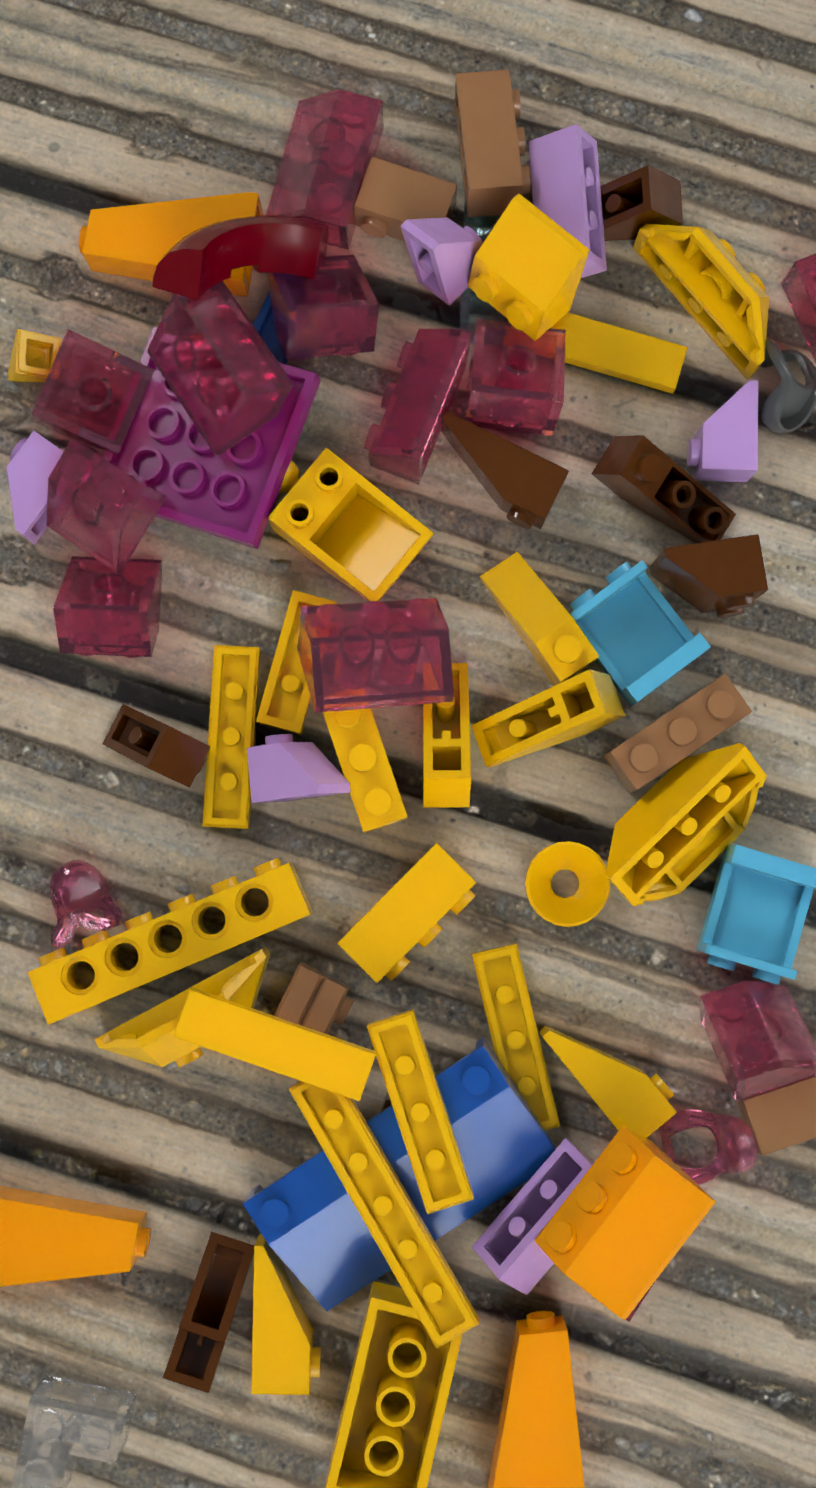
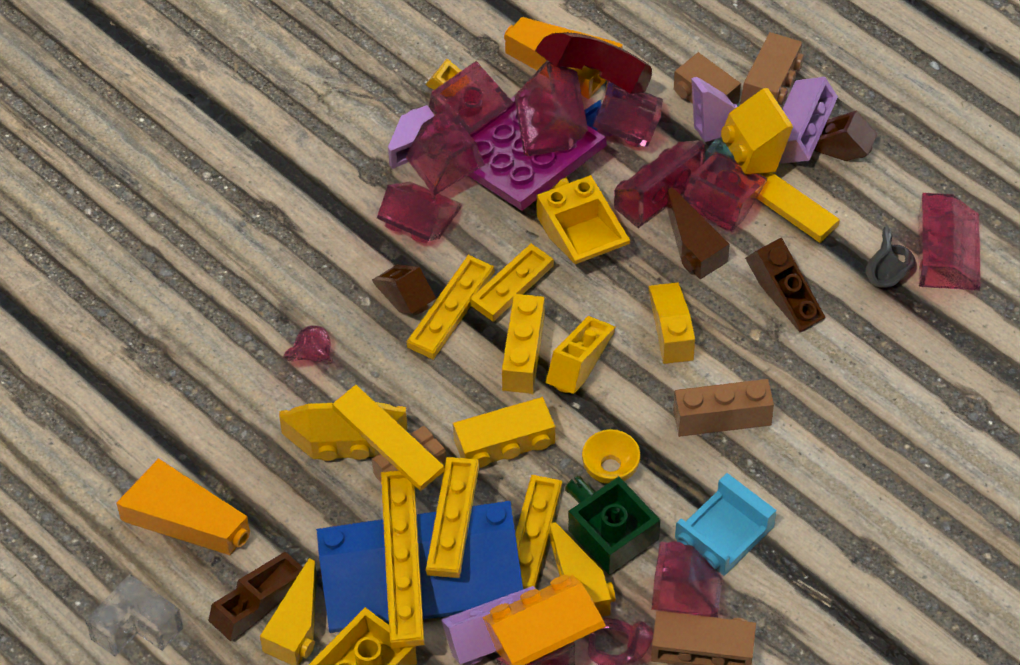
camera: 25 degrees right, 30 degrees down
(63, 995) = (277, 395): yellow brick -> none
(291, 771) = (474, 329): lavender slope -> none
(328, 161) = (674, 46): clear pink slope -> none
(375, 654) = (562, 281): clear pink slope -> none
(549, 718) = (652, 368): yellow slope -> none
(592, 981) = (611, 522): none -> dark green brick
(635, 632) = (727, 346): medium azure panel -> none
(683, 823) = (698, 458): yellow wedge -> none
(711, 288) = (868, 191): yellow wedge -> none
(714, 574) = (788, 327): reddish brown slope -> none
(728, 440) = (838, 272): lavender slope -> none

